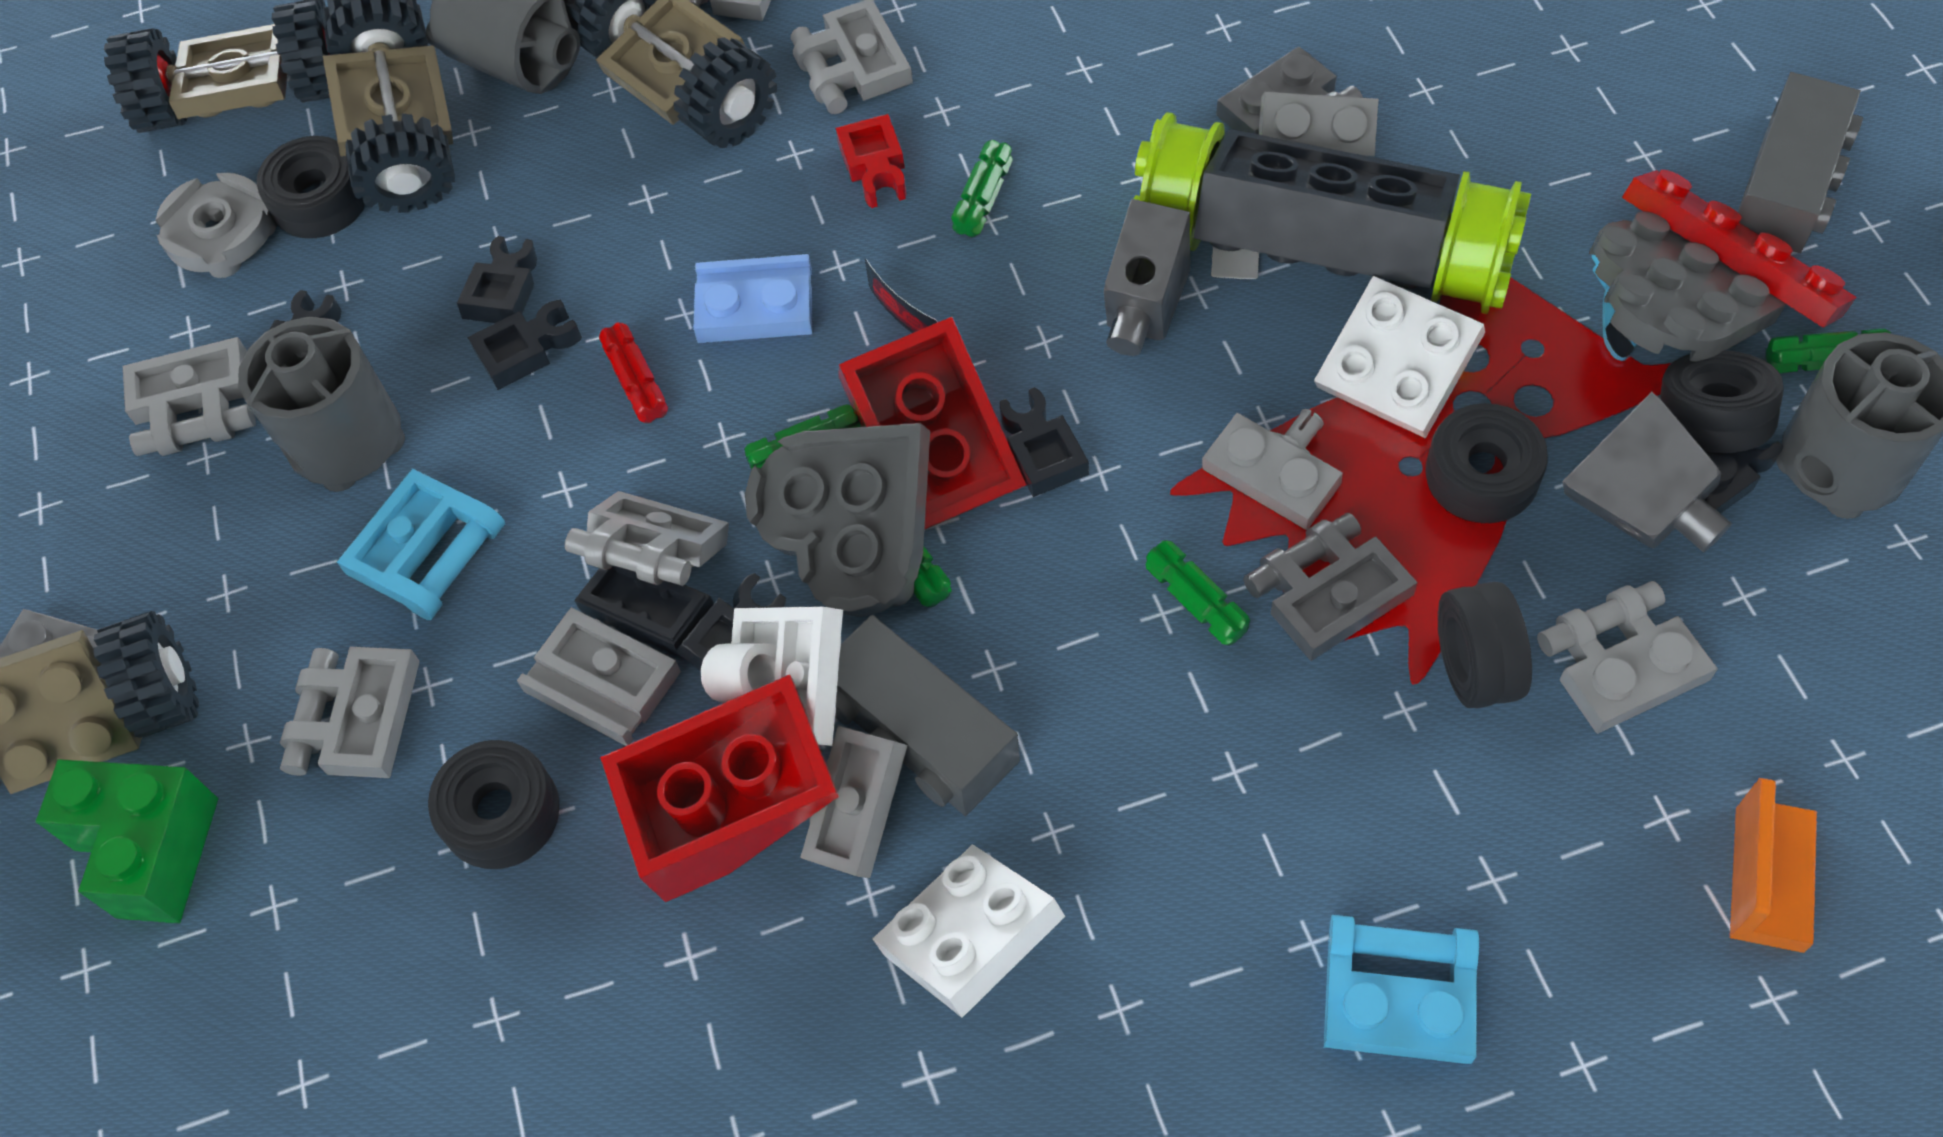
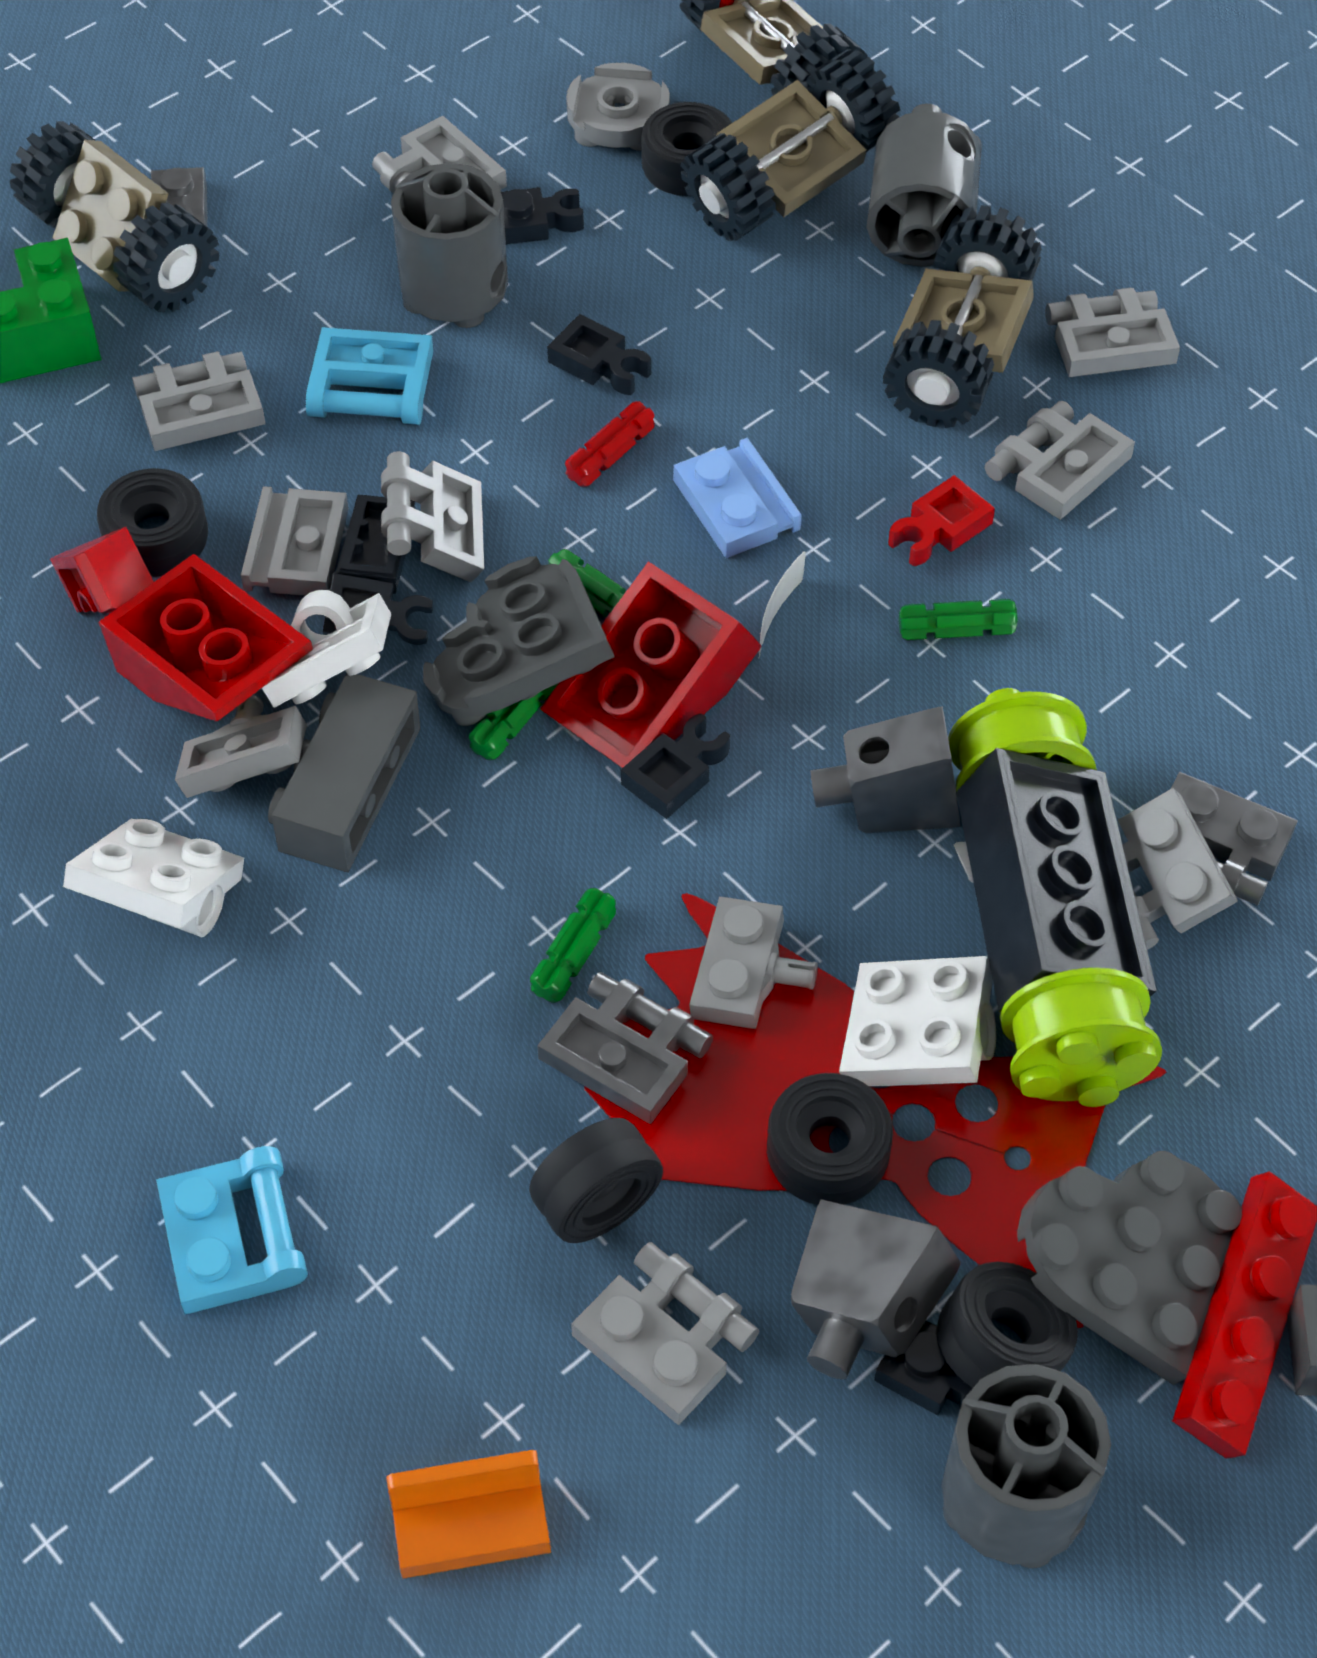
camera: 60 degrees right, 5 degrees down
(500, 287) = (650, 317): black plate -> none
(558, 862) = (102, 572): none -> red slope
(1788, 352) = (1155, 1445): green axle -> none

